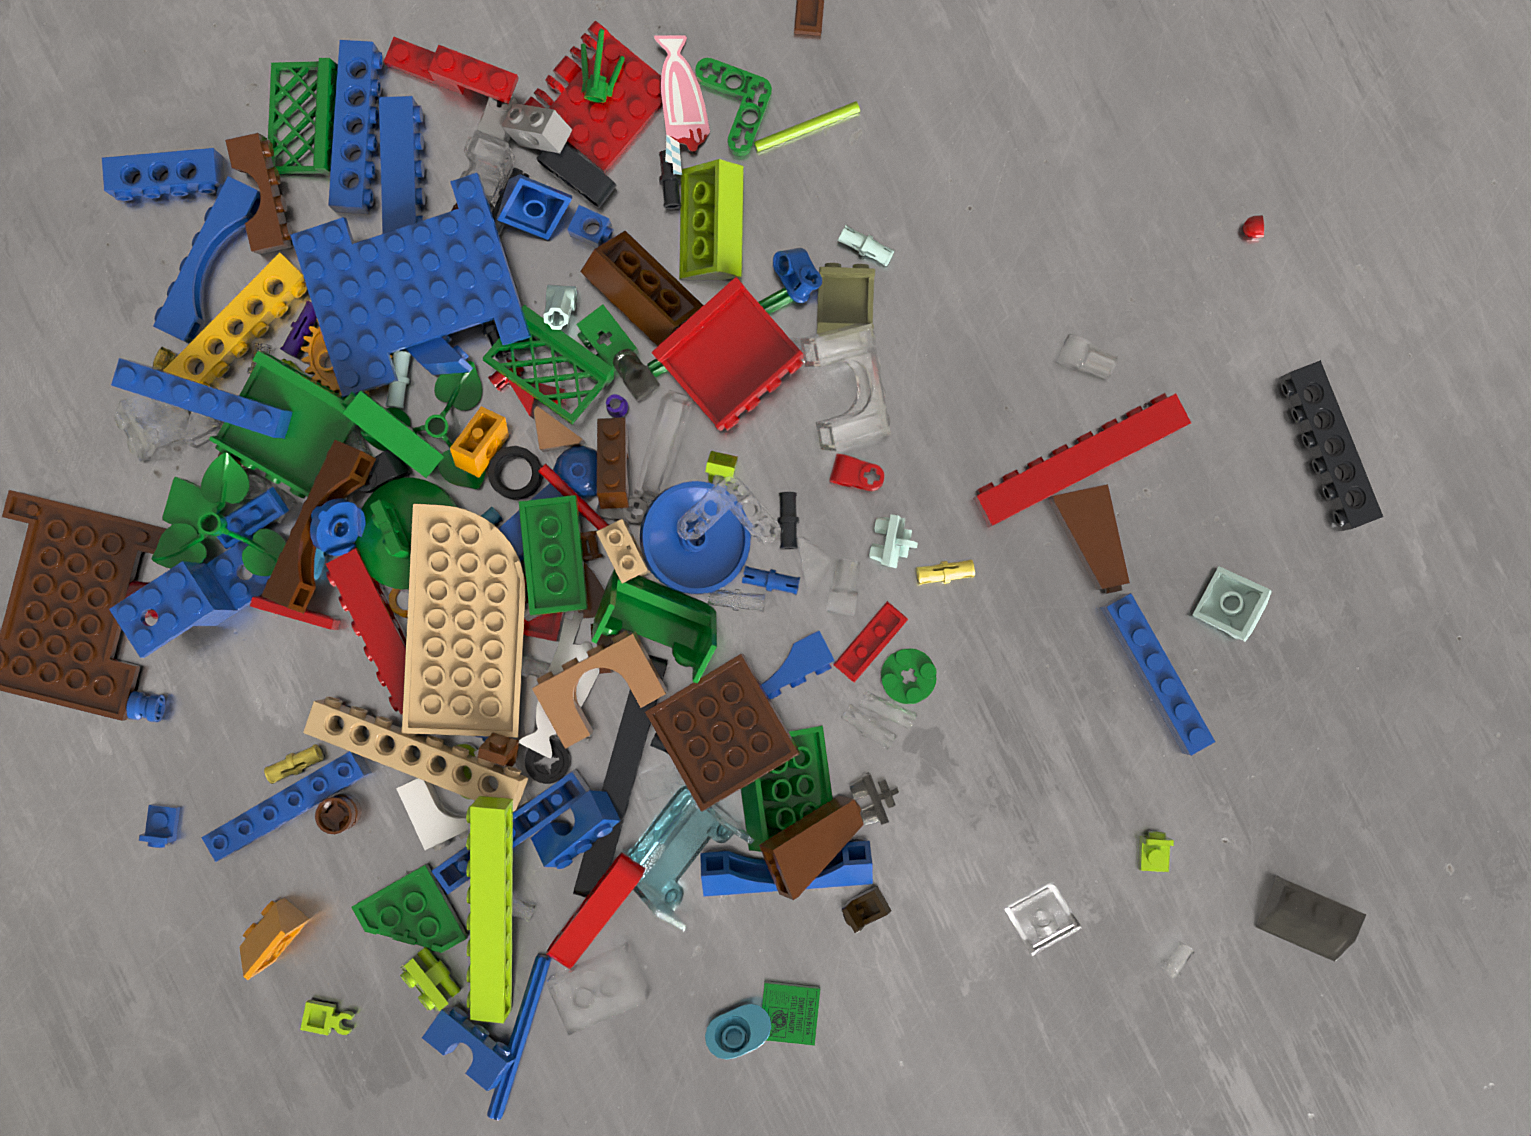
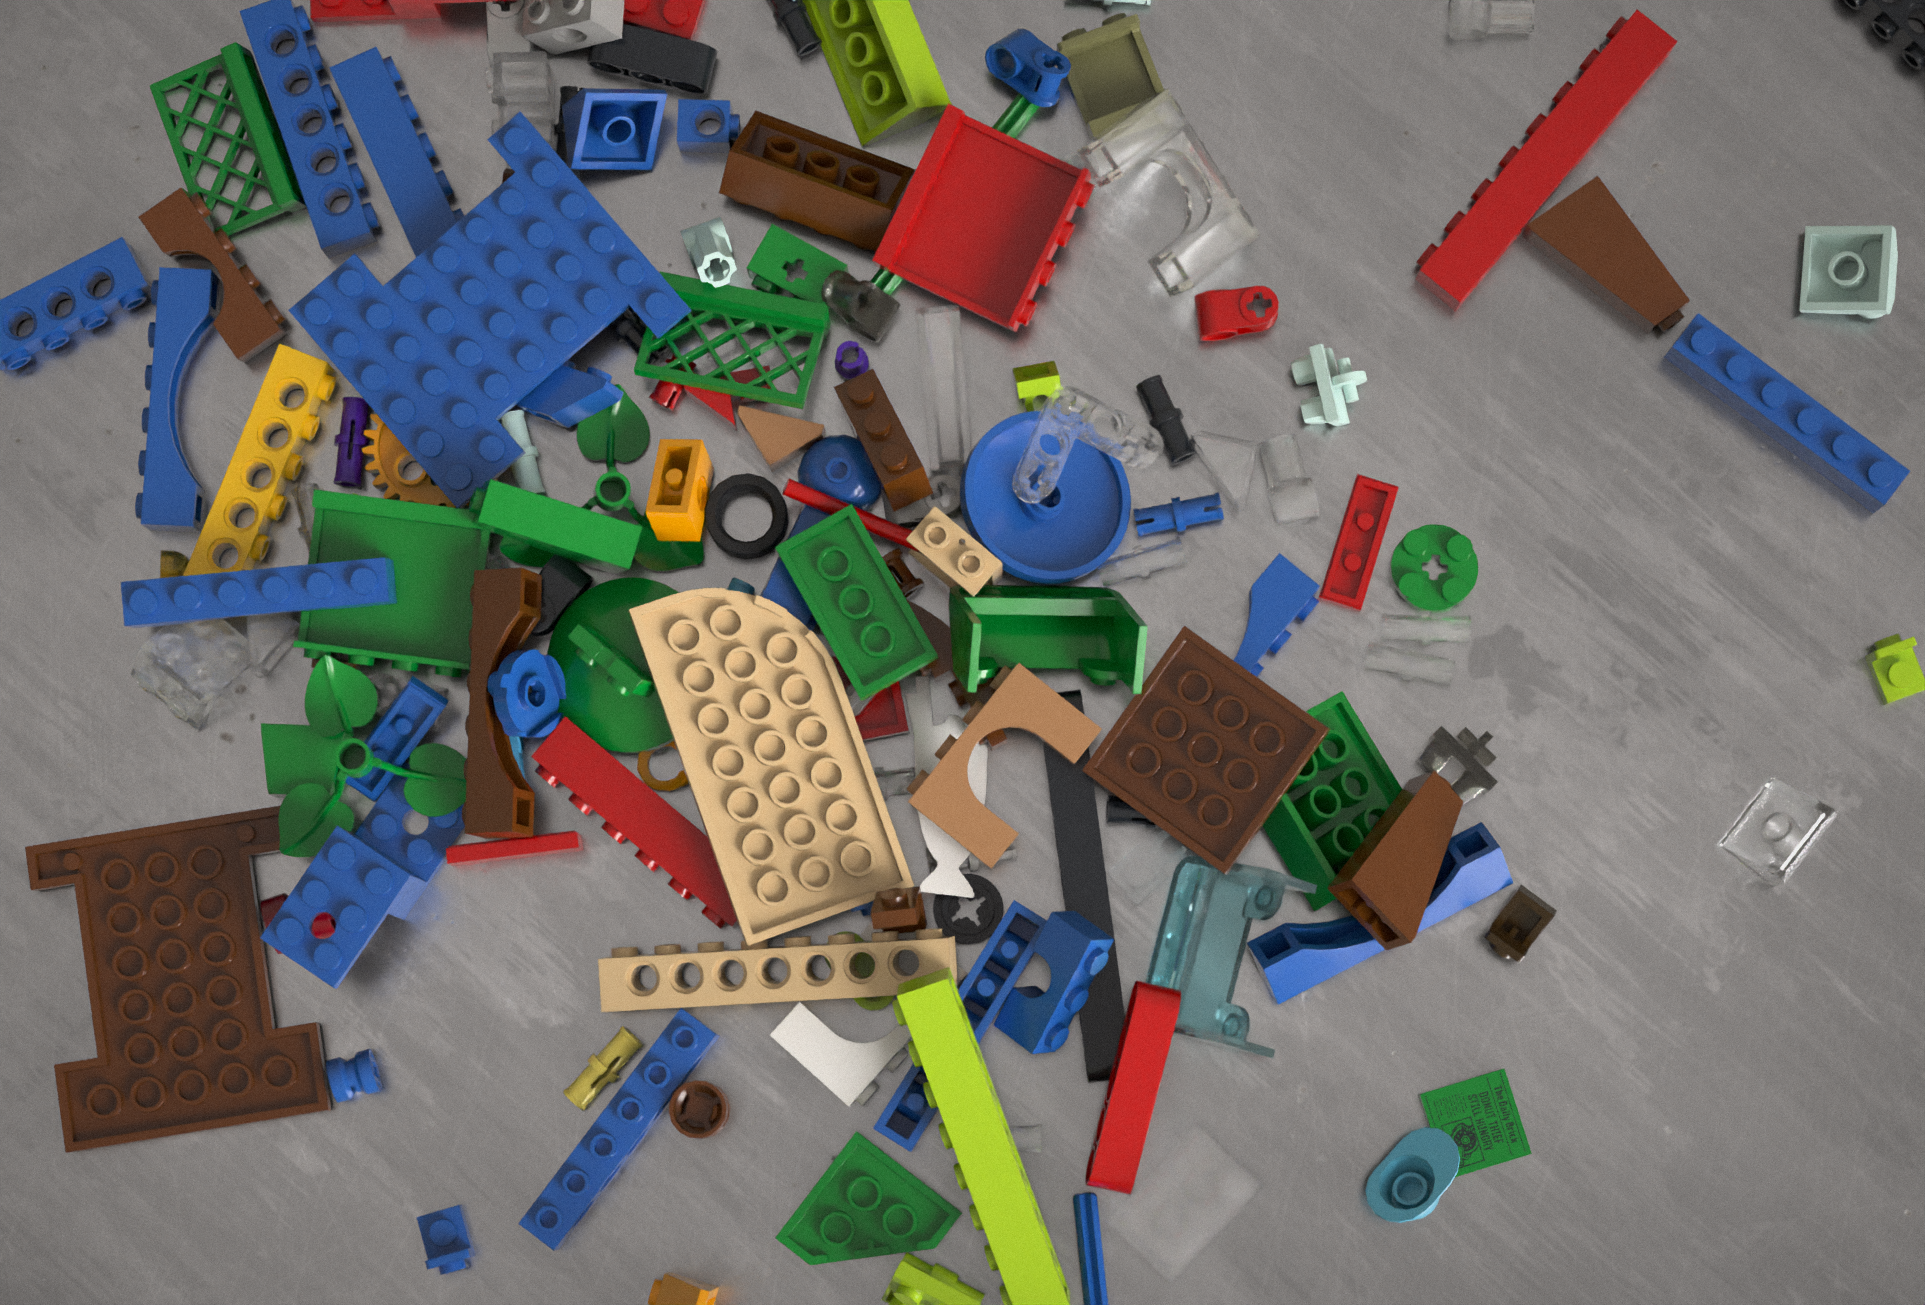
camera: 15 degrees left, 5 degrees down
(945, 572) = (1422, 398): light yellow pin -> none

